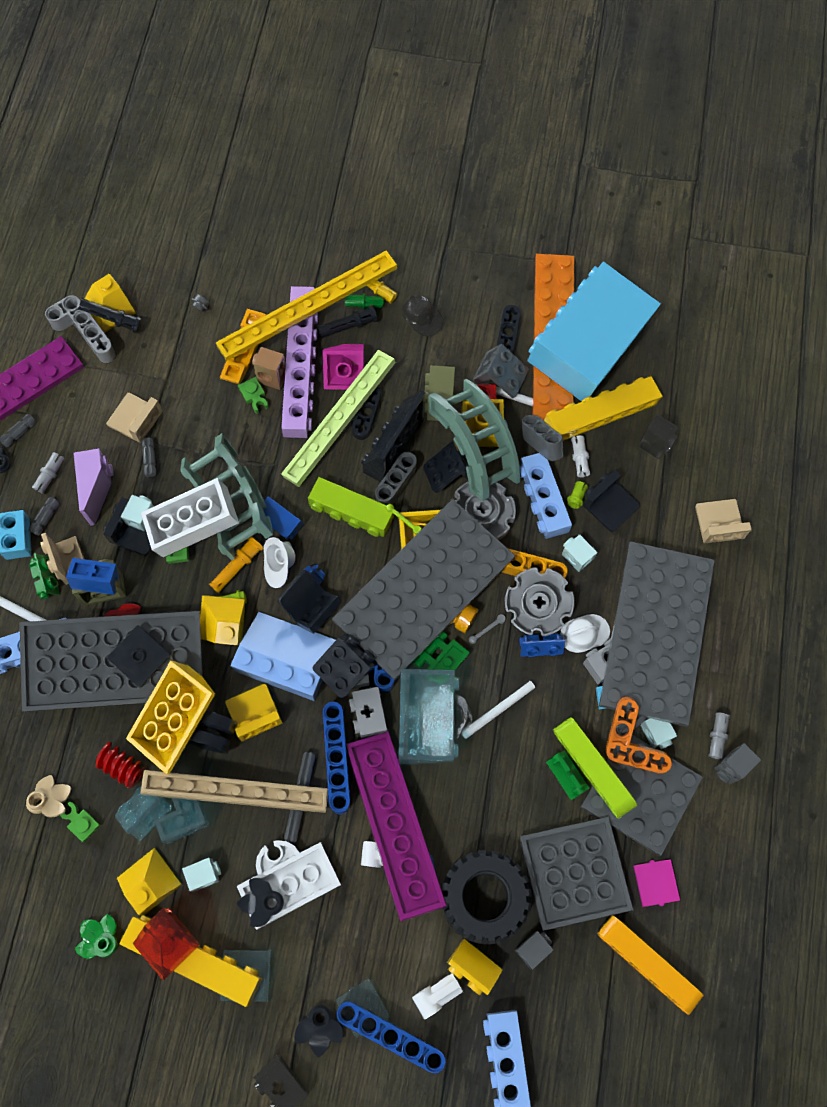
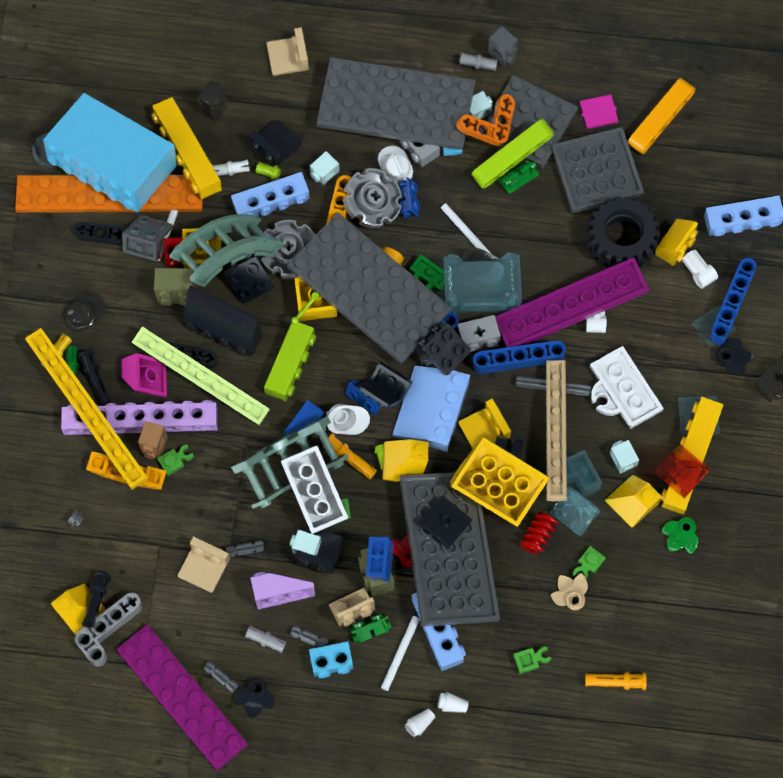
camera: 90 degrees left, 0 degrees up
(257, 902) = (642, 407): black plate -> none
(396, 471) = (270, 326): dark grey beam -> none
(500, 619) = (386, 233): light grey hinge -> none
(534, 949) = (658, 198): dark grey brick -> none
(542, 437) = (218, 196): dark grey beam -> none

